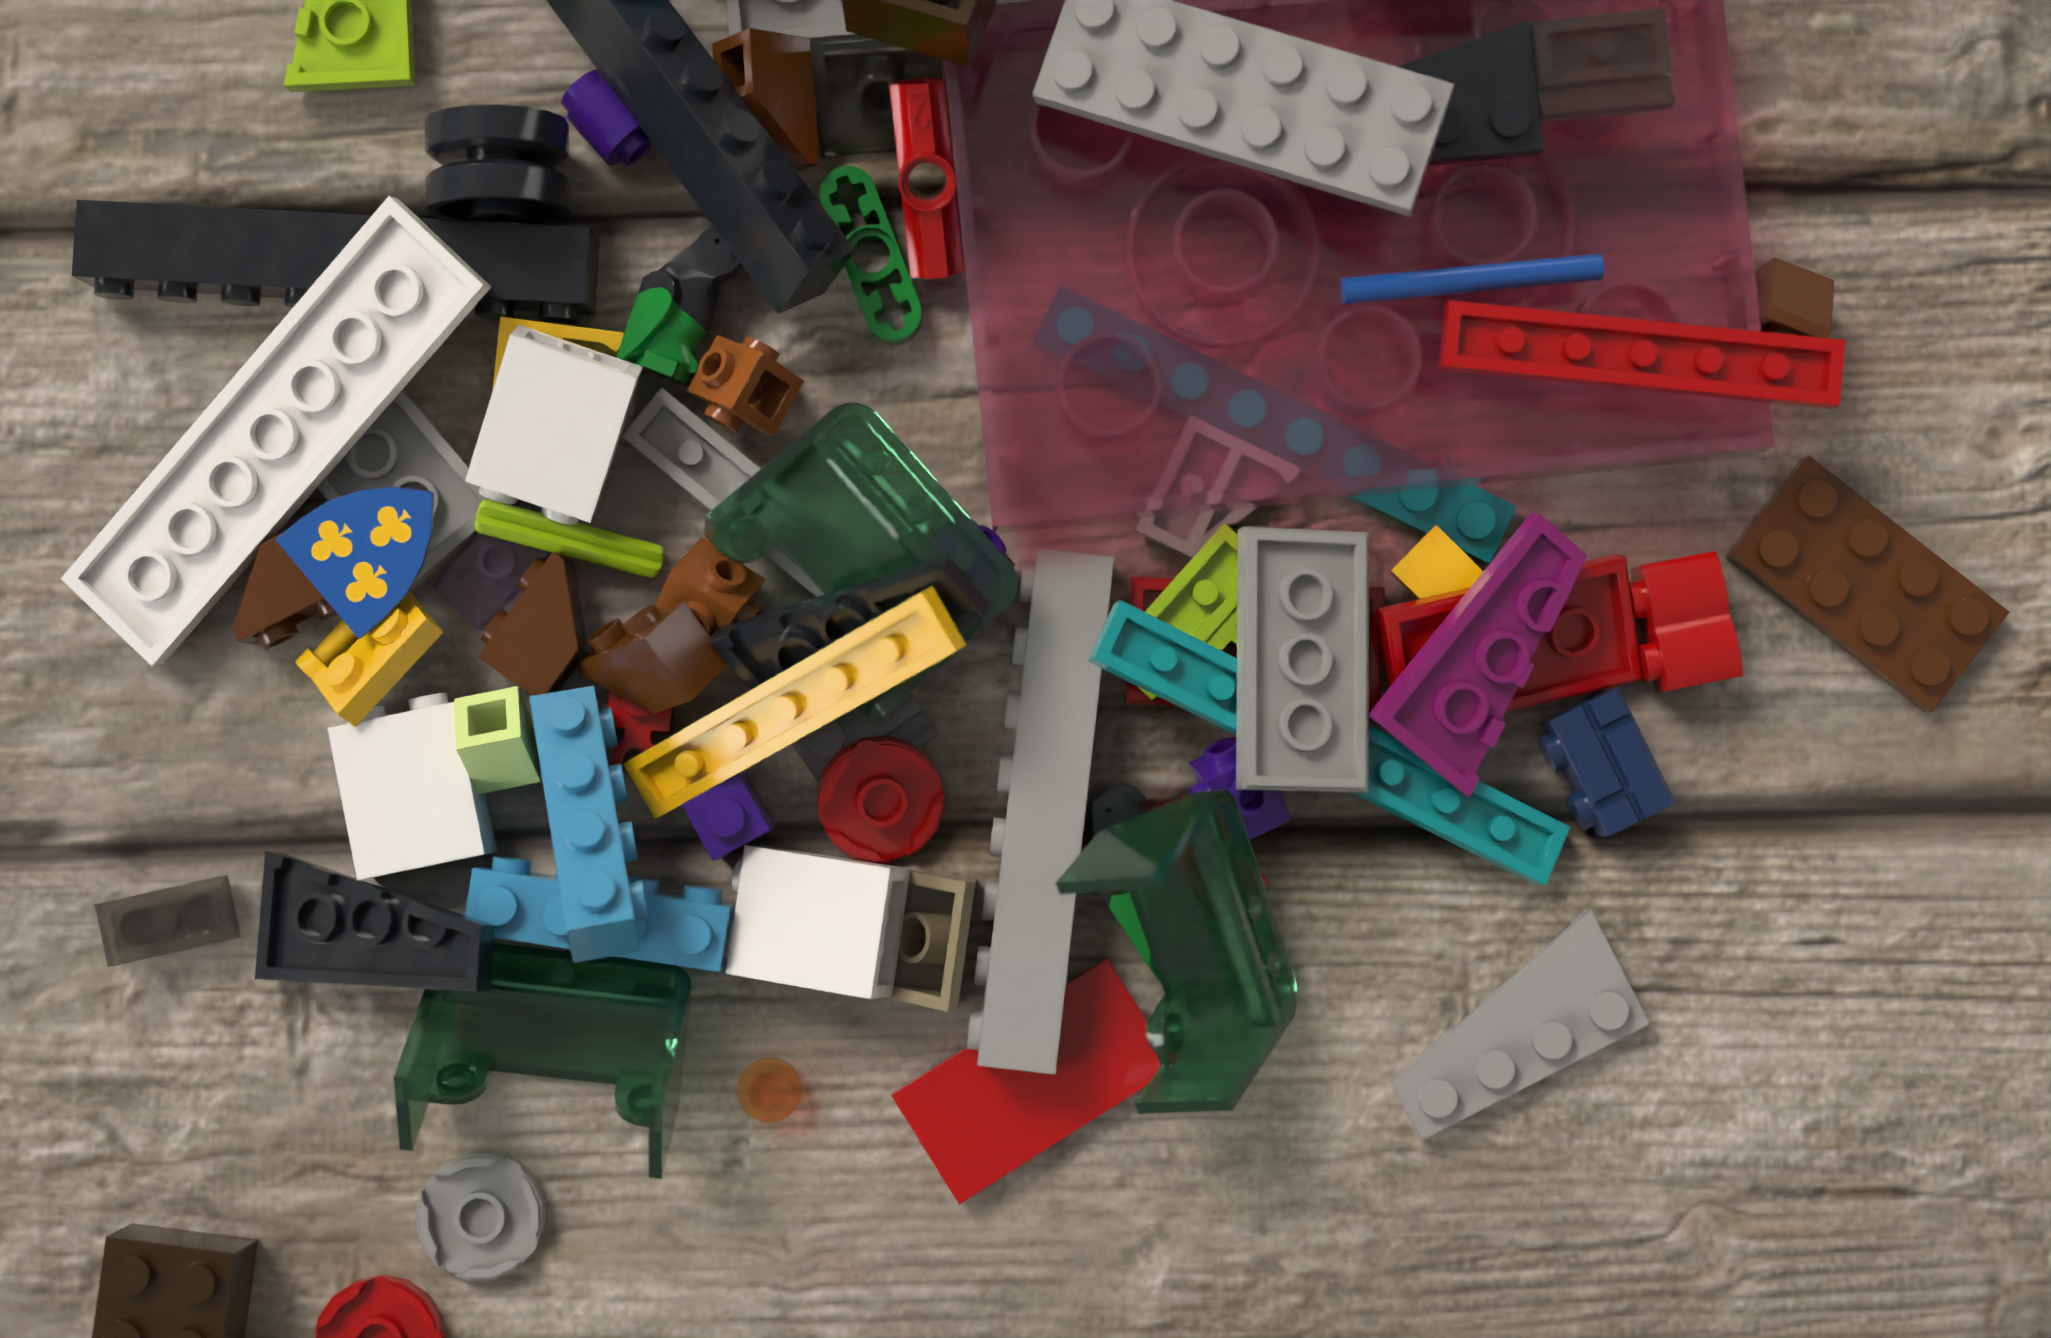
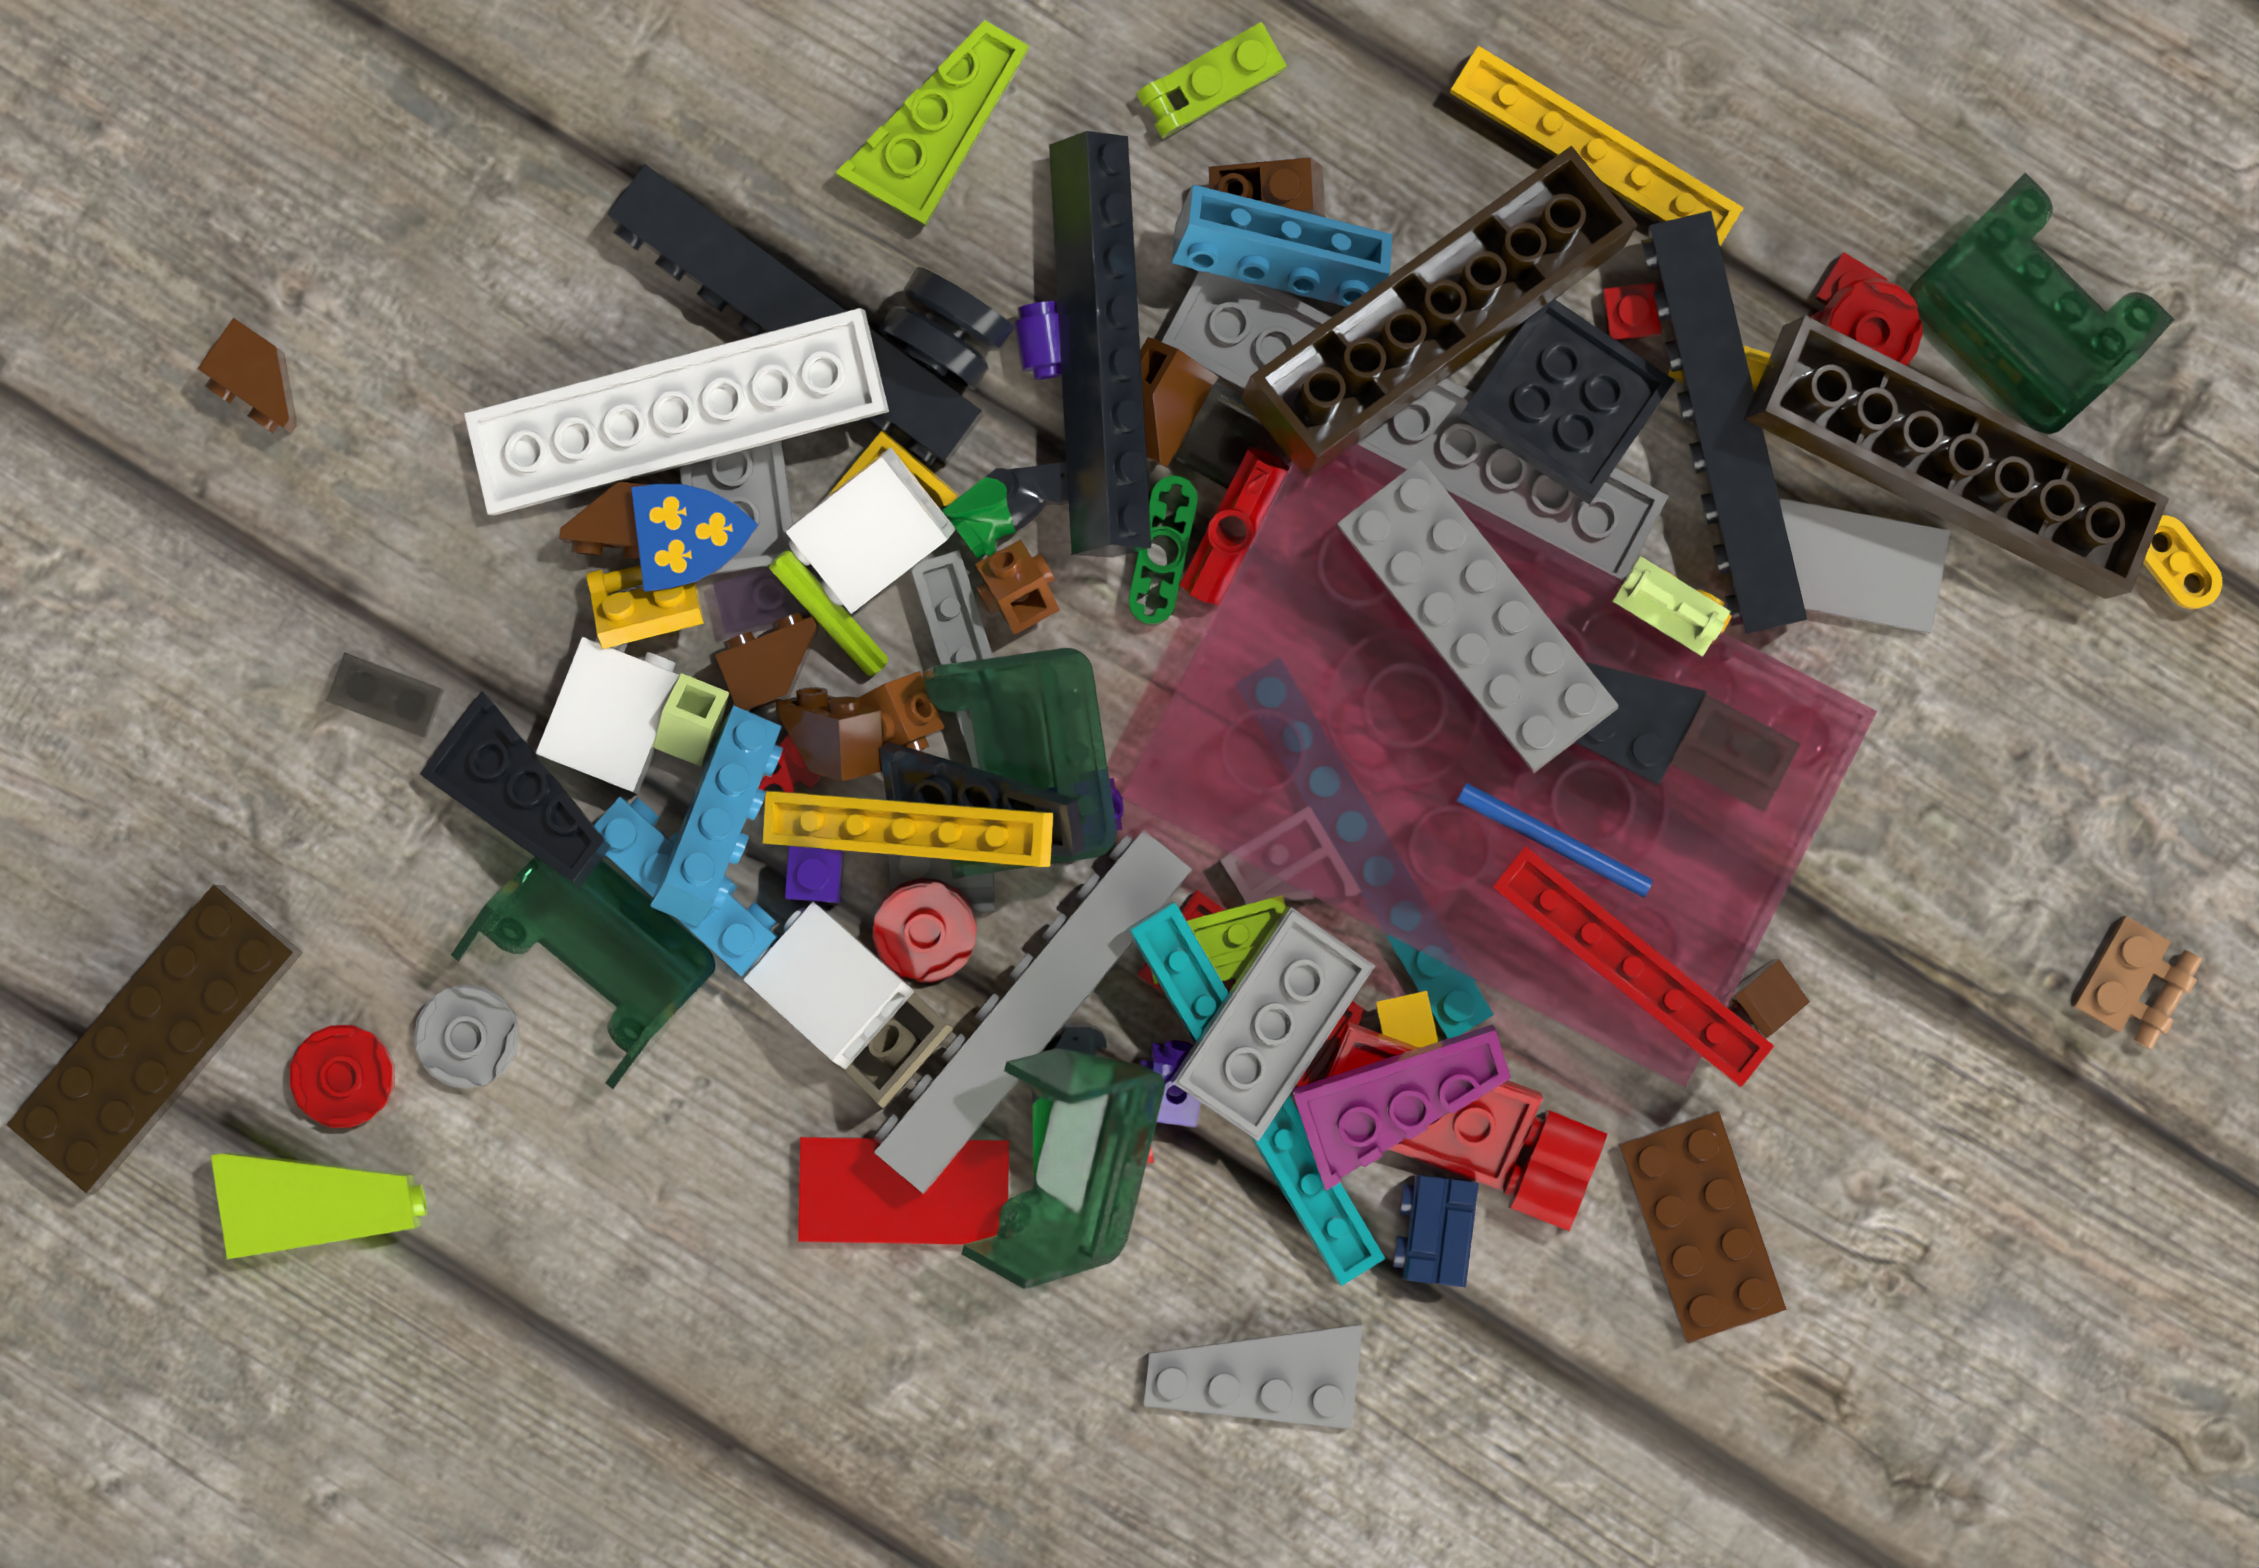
camera: 30 degrees right, 0 degrees up
(769, 1089) = (719, 1079): clear orange plate -> none

